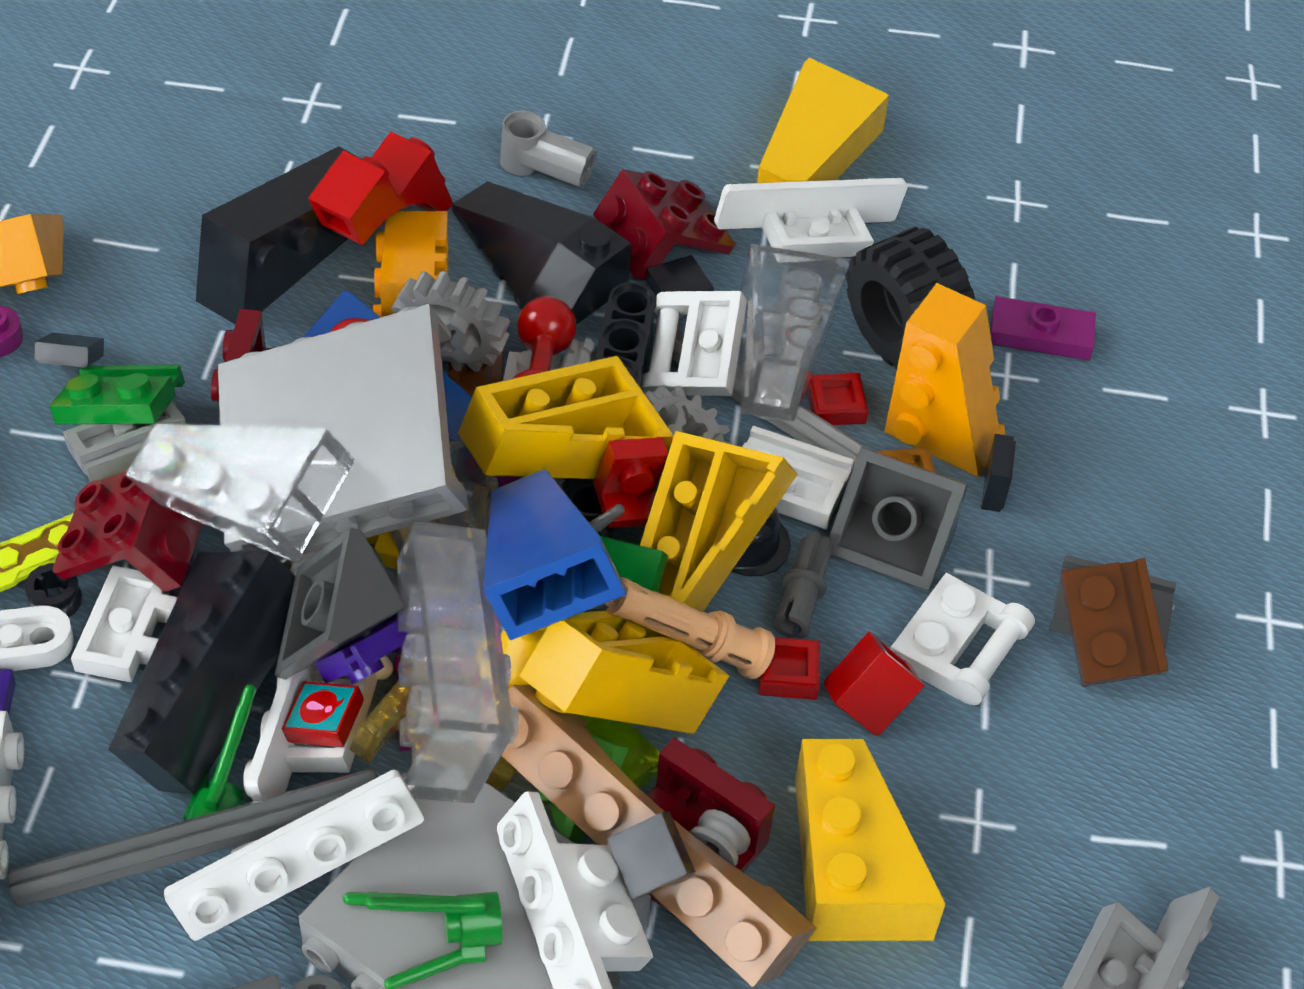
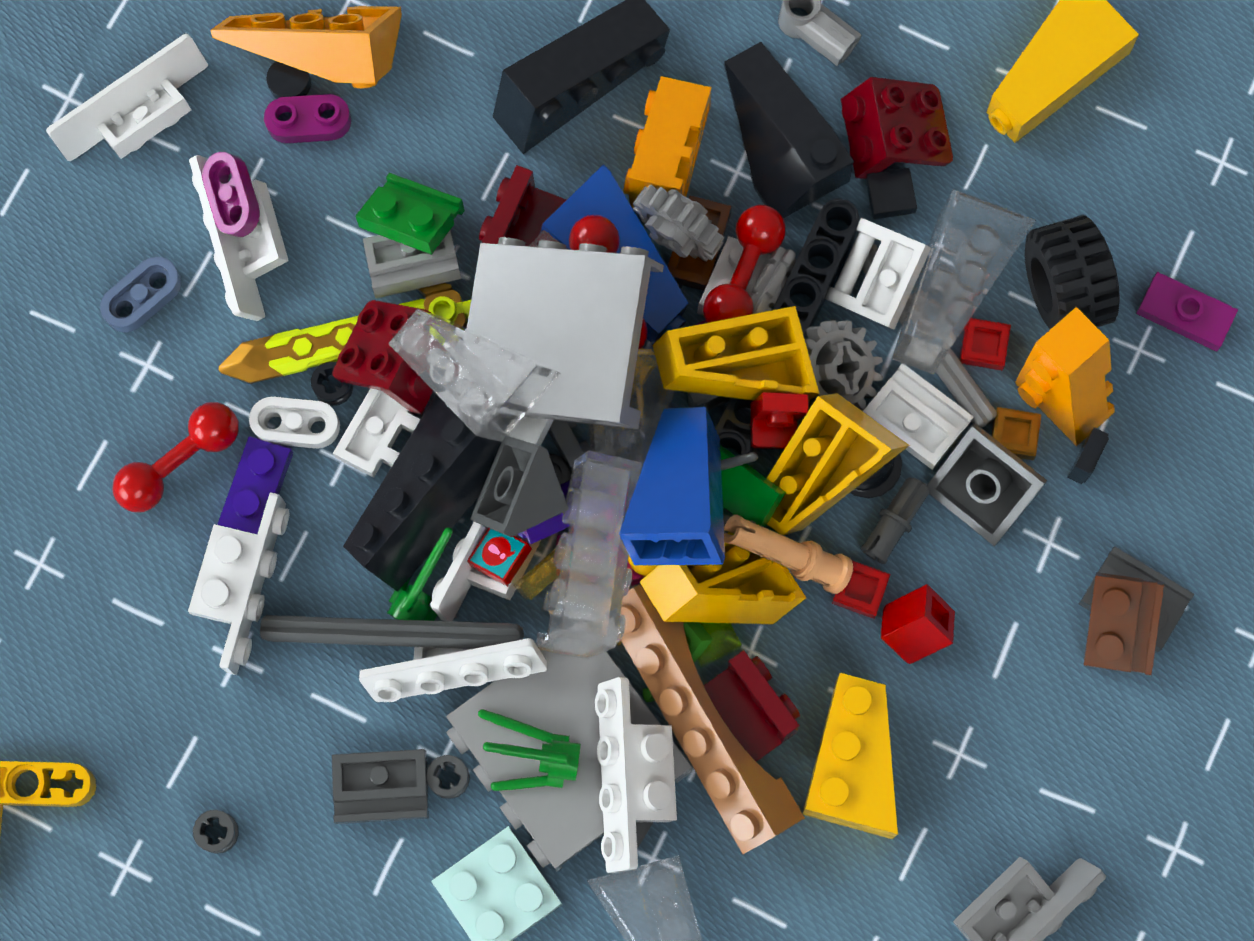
camera: 25 degrees right, 25 degrees up
(69, 349) = (382, 154): tile -> none
(367, 191) = (671, 52): red arch -> none
(650, 855) = (694, 749): tile -> none
(722, 835) = (754, 733): light grey bush -> none
(812, 214) = (1026, 159): white bracket -> none
(945, 629) = (993, 586): white plate -> none

